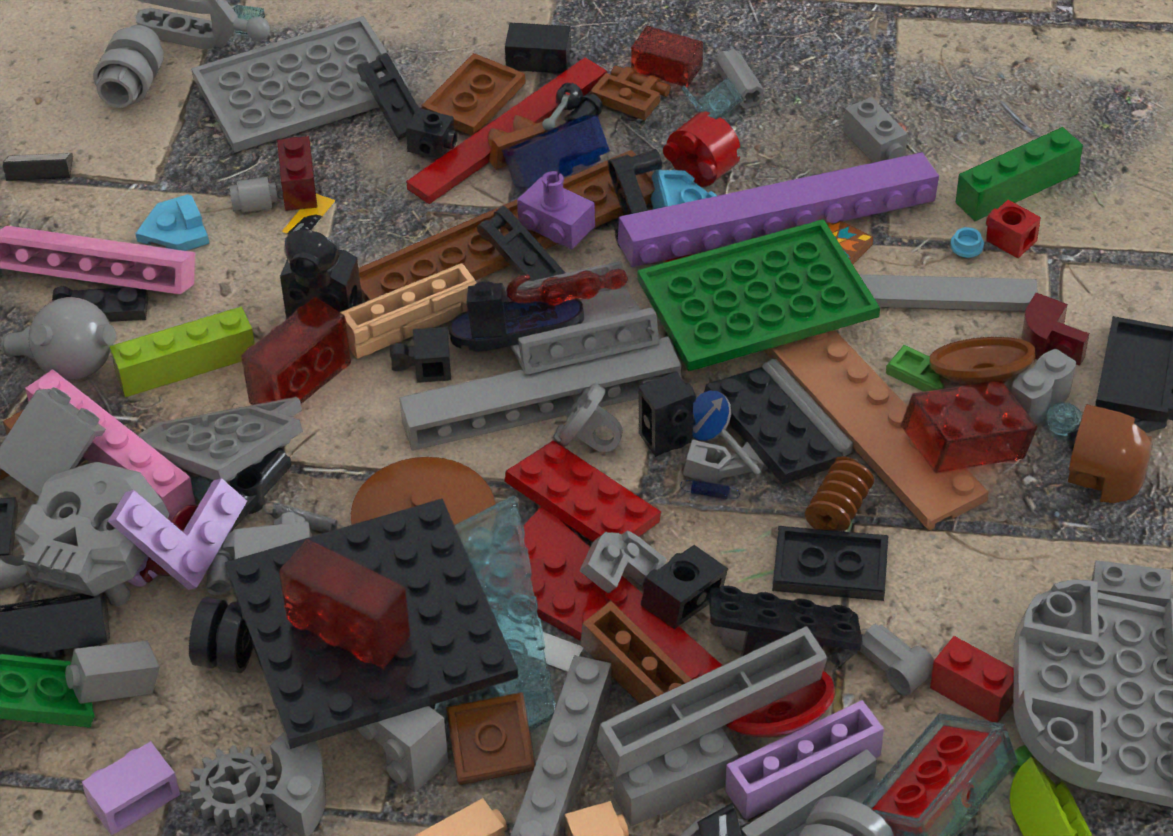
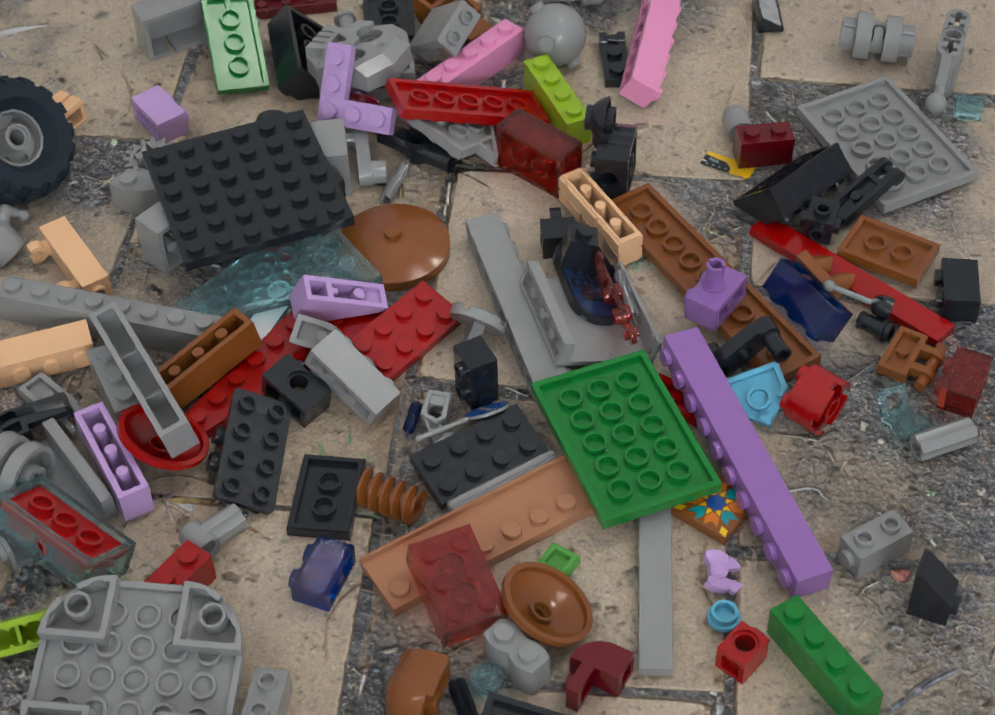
camera: 90 degrees right, 0 degrees up
(112, 671) = (249, 90): light grey brick -> none
(174, 225) = (705, 89): medium azure plate -> none
(203, 421) = (460, 102): none -> red plate
(345, 603) = (225, 148): clear red brick -> none
(370, 152) = (795, 184): none -> black slope
(491, 738) = (169, 284): dark orange tile -> none
(518, 246) = (673, 278): black plate -> none
(549, 547) = (336, 298): none -> lavender slope
(673, 524) = (352, 377): none -> light grey brick
(927, 242) = (718, 566): none -> lavender piece
(934, 98) = (933, 591): none -> black slope
(948, 552) = (322, 572): none -> clear blue brick

